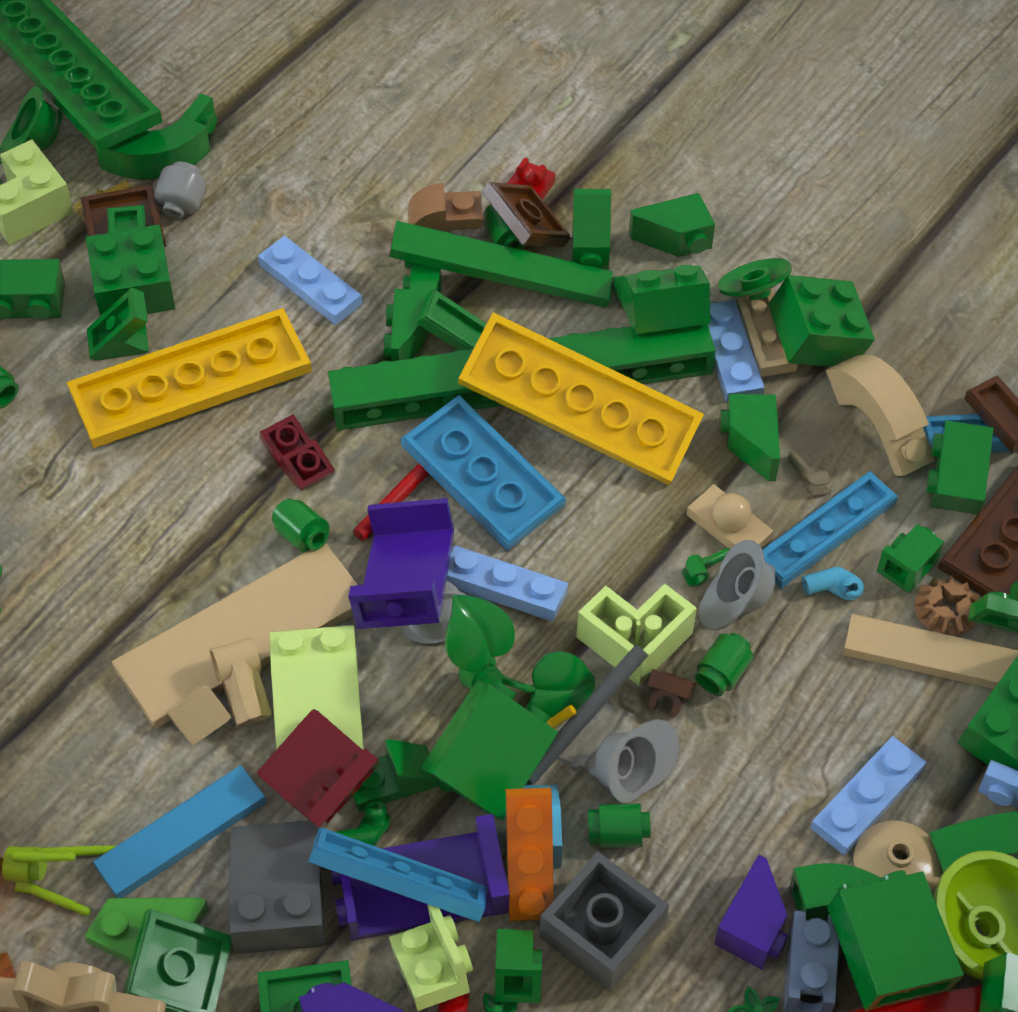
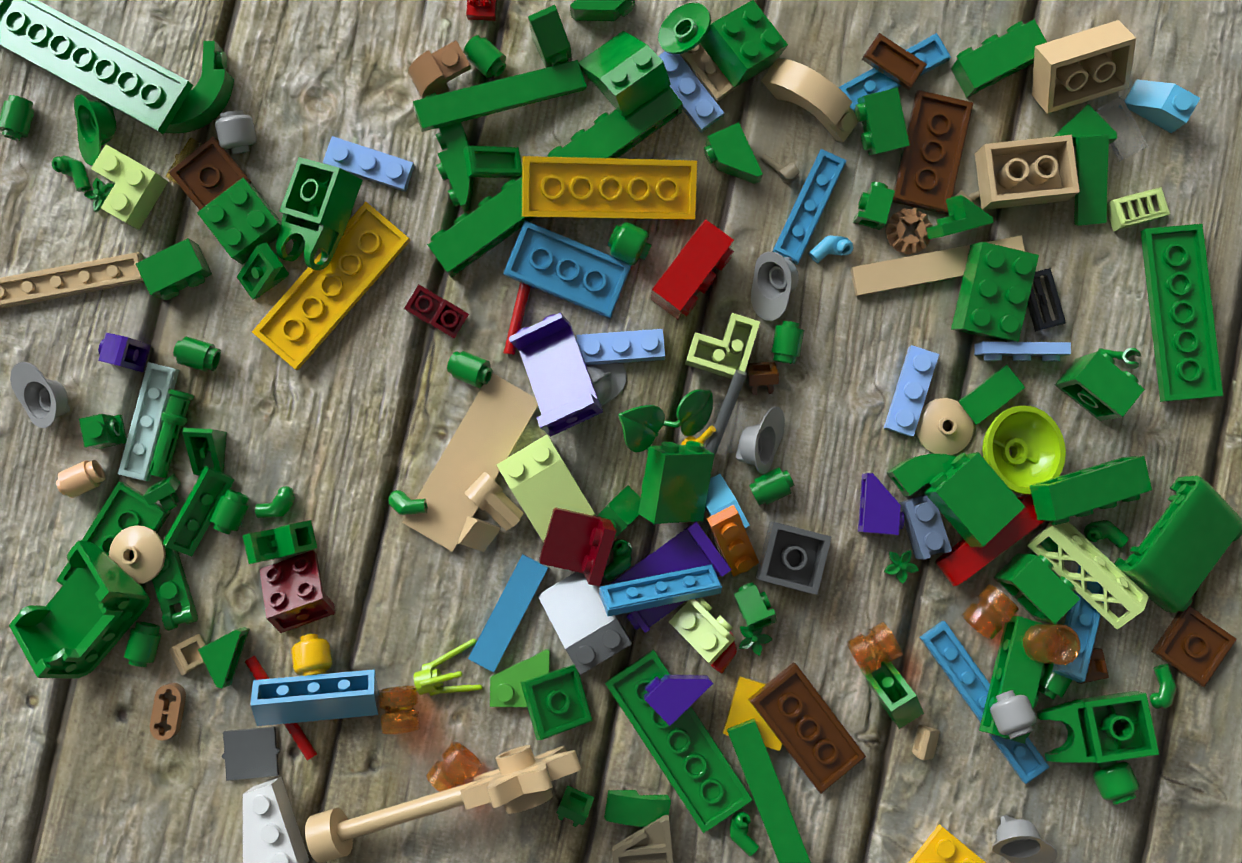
camera: 20 degrees left, 30 degrees up
(126, 218) = (215, 181): green tile -> none
(126, 639) = (404, 505): none -> green arm
(221, 289) = (316, 211): none -> green brick
(526, 214) = (497, 43): reddish brown tile -> none
(574, 471) = (629, 243): none -> green head
(637, 524) = (693, 270): none -> red brick
(696, 567) = (739, 279): green hand -> none
(728, 518) = (747, 230): tan tile -> none

